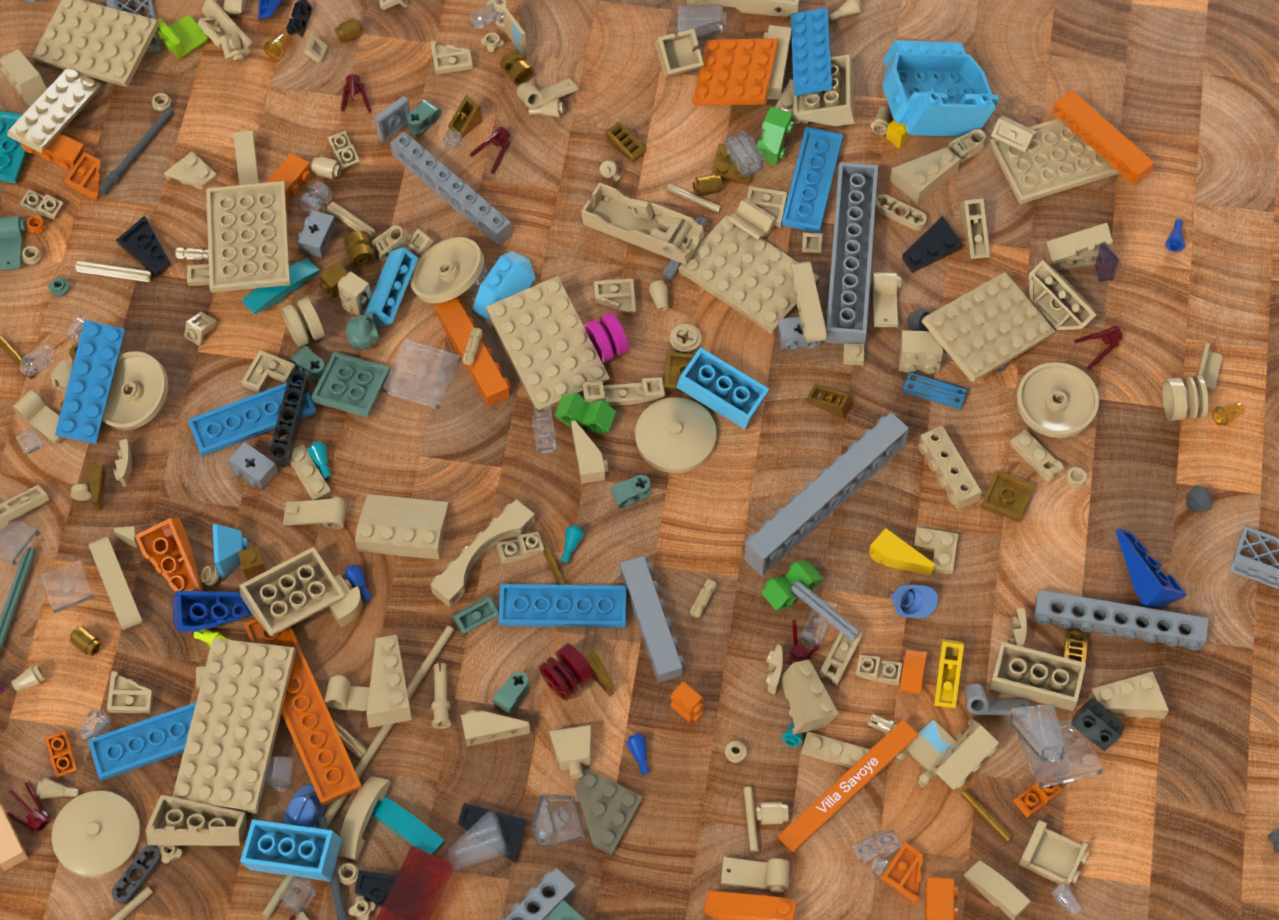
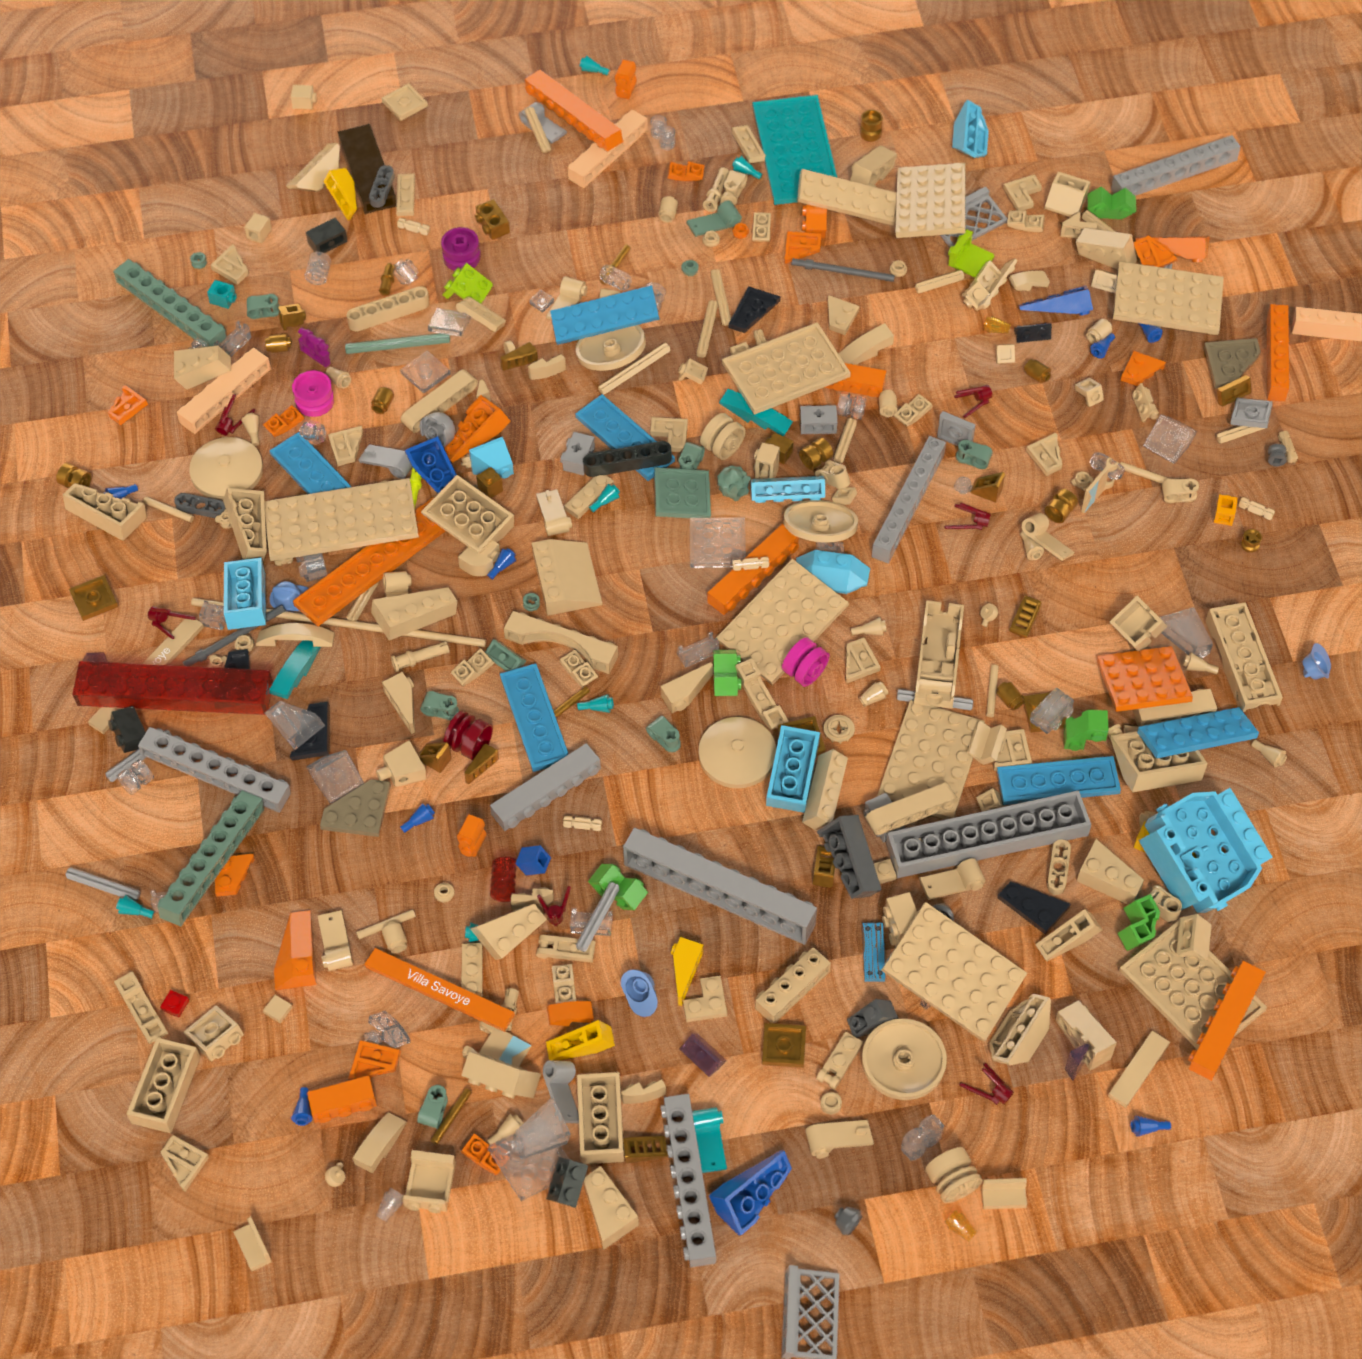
camera: 70 degrees right, 5 degrees down
(43, 709) = (313, 393): none -> dark pink wheel
(148, 297) = (707, 328): none -> tan axle
(157, 593) = (438, 425): none -> light grey cylinder
(171, 398) = (634, 368): none -> tan axle
(175, 649) = (390, 458): none -> light grey door
(195, 73) = (939, 281): none -> tan axle
(418, 575) = (533, 597): none -> sand green bush
(476, 648) = (473, 668): none -> tan slope
(571, 714) = (435, 756): none -> pearl gold slope
(584, 269) = (874, 627): none -> tan cone
(732, 29) = (1195, 663): none -> tan cone
(734, 654) = (533, 860): none -> blue brick
(744, 689) = (503, 878): none -> clear red piece
(760, 369) = (825, 789): none -> tan brick
(834, 370) = (851, 855): none -> dark grey wedge
(978, 164) = (1143, 917): none -> bright green brick
(978, 829) = (433, 1110): none -> sand green piece
(992, 569) = (702, 1054): none -> slope
(1005, 413) = (871, 1017): none -> dark grey slope
(1017, 763) = (508, 1128): none -> tan cone
(1066, 583) = (709, 1139): none -> teal door
(1114, 482) = (827, 1136): none -> tan door
(1119, 224) = (1138, 1069): none -> tan tile
(1139, 411) = (923, 1137): none -> clear brick

